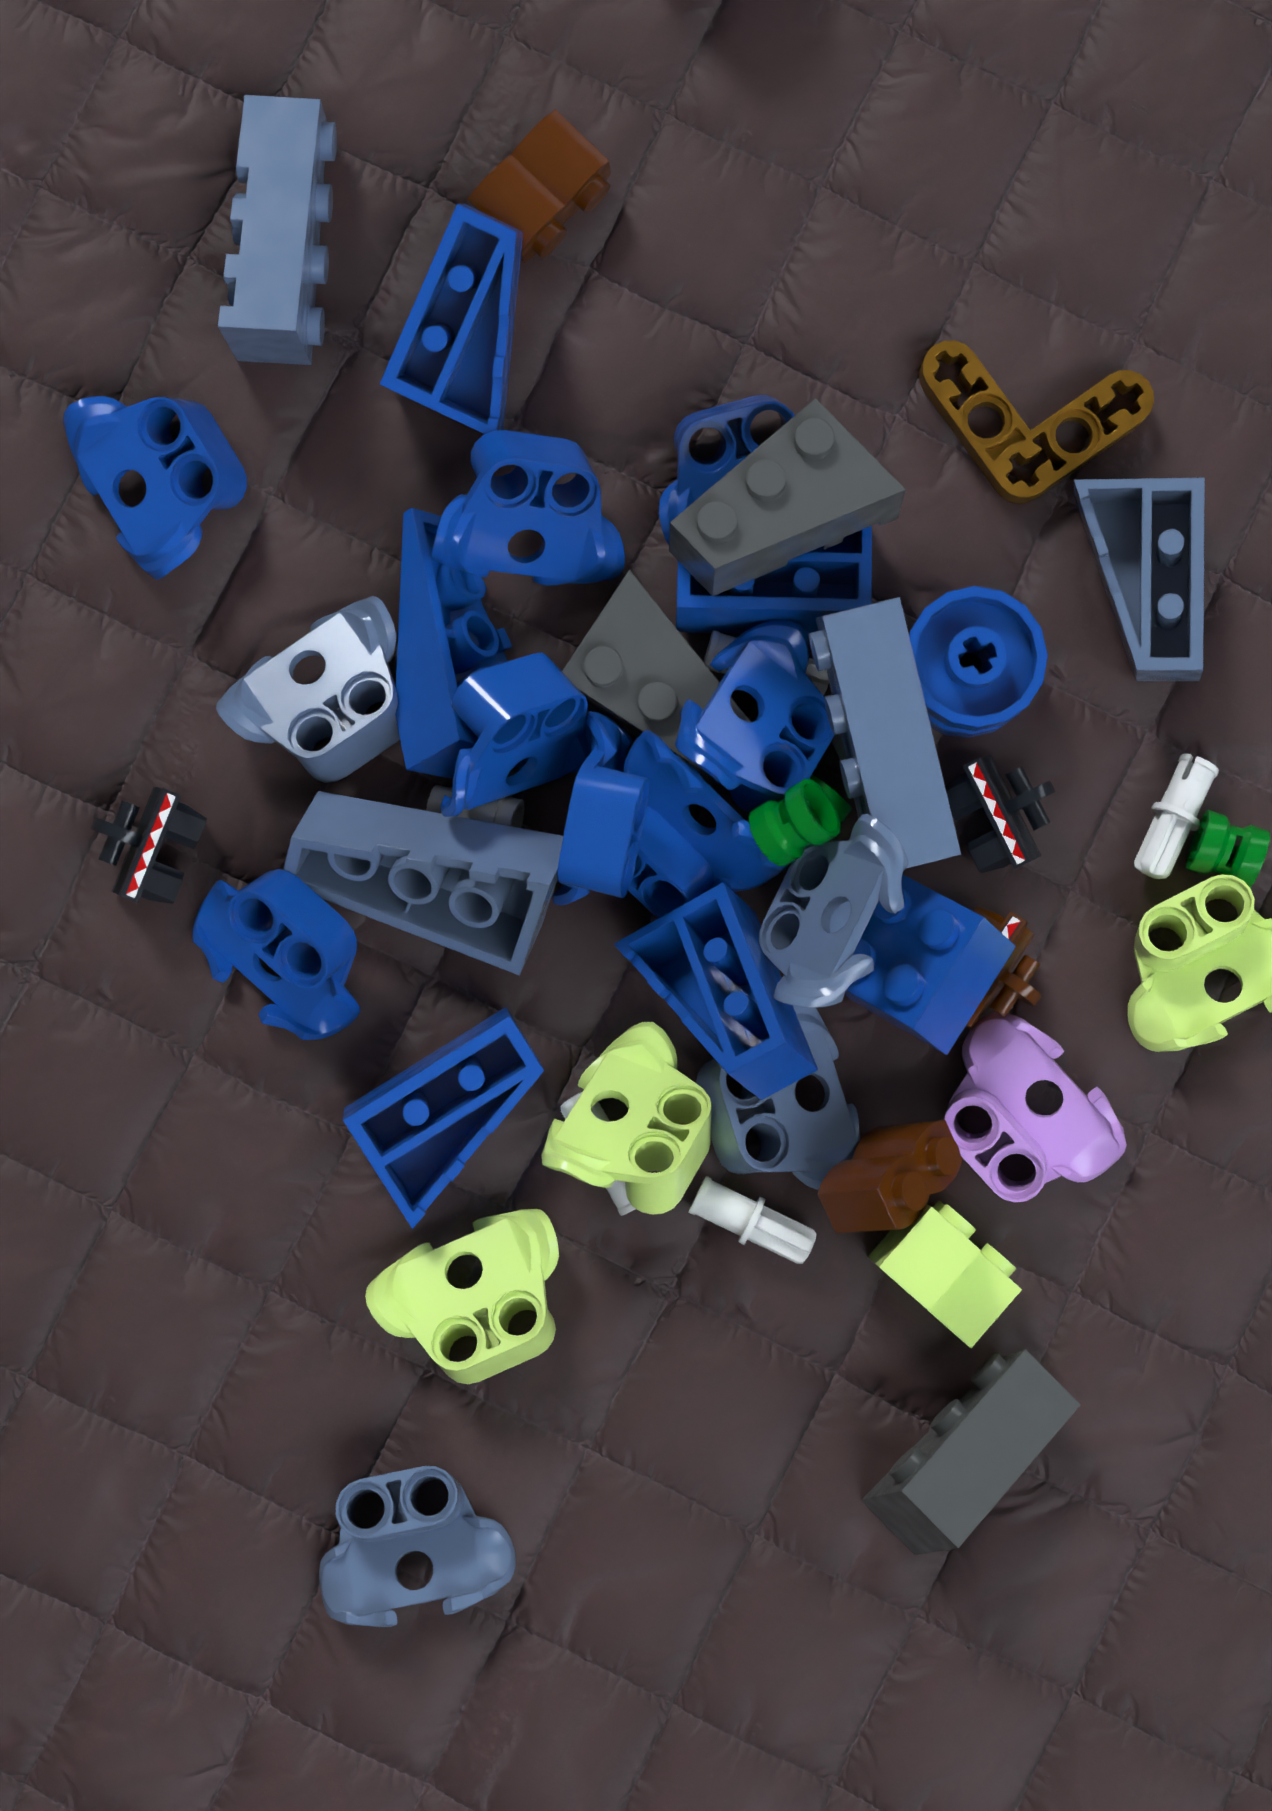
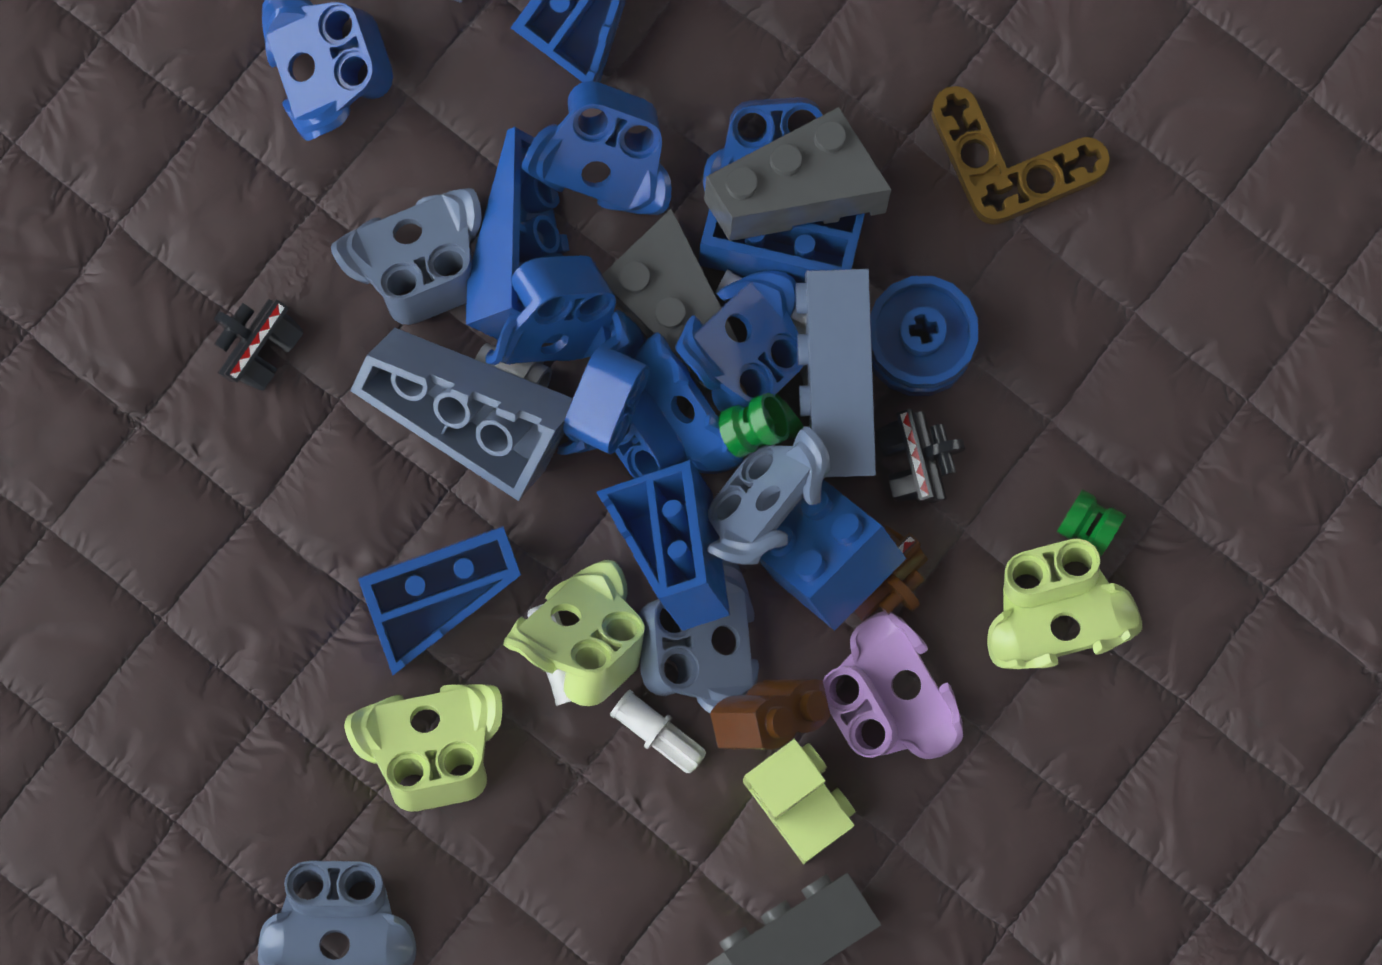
camera: 15 degrees right, 5 degrees down
(240, 929) = (311, 418): blue piece -> none
(1152, 568) = (1078, 293): sand blue wedge -> none
(1175, 816) = (1056, 489): white axle -> none

